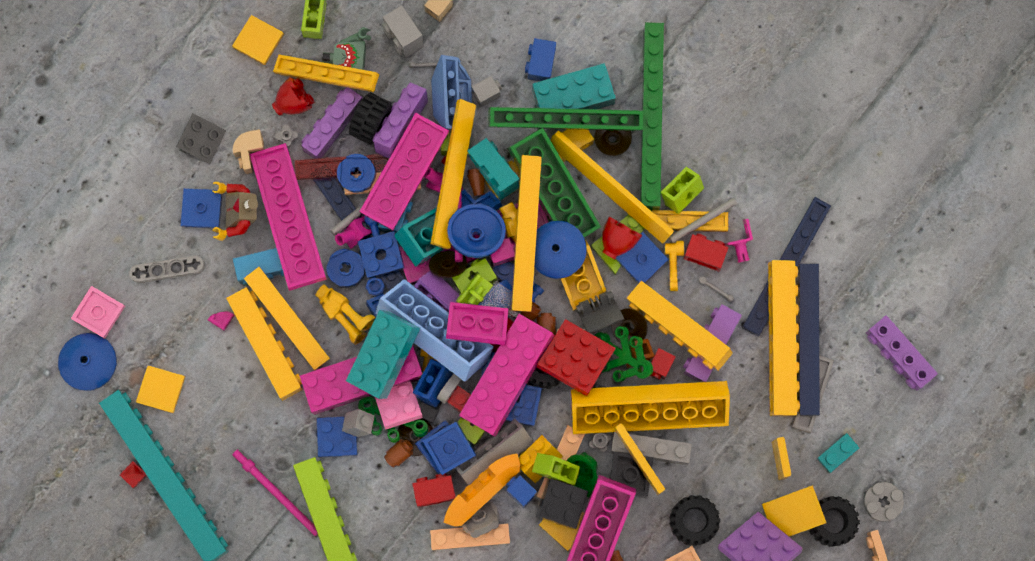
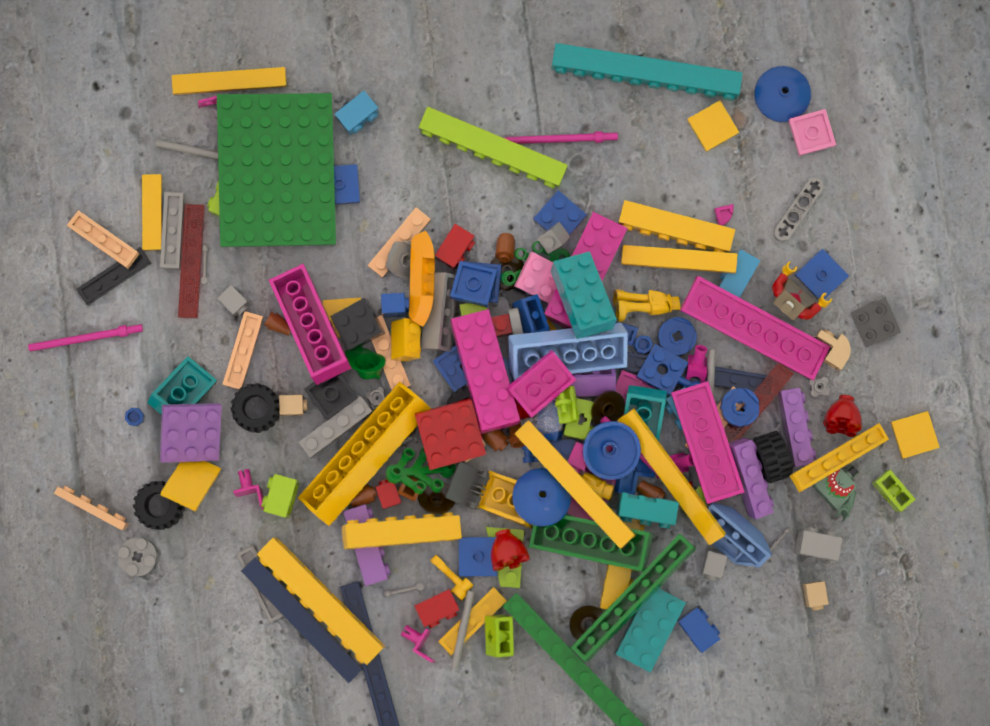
camera: 130 degrees right, 5 degrees up
(133, 474) = (669, 51): red tile -> none
(556, 469) = (384, 342): lime brick -> none
(611, 187) = (551, 583): yellow tile -> none
(639, 459) = (334, 407): yellow tile -> none
(668, 498) = (292, 405): none -> tan brick
(679, 377) = (365, 496): none -> dark orange brick
(739, 437) = (280, 496): none -> lime brick
(756, 471) = (247, 487): none -> dark pink bracket
(781, 458) = (237, 511): yellow tile -> none
(838, 453) = (202, 559): teal plate -> none
(901, 353) = (226, 677): medium lavender brick -> none

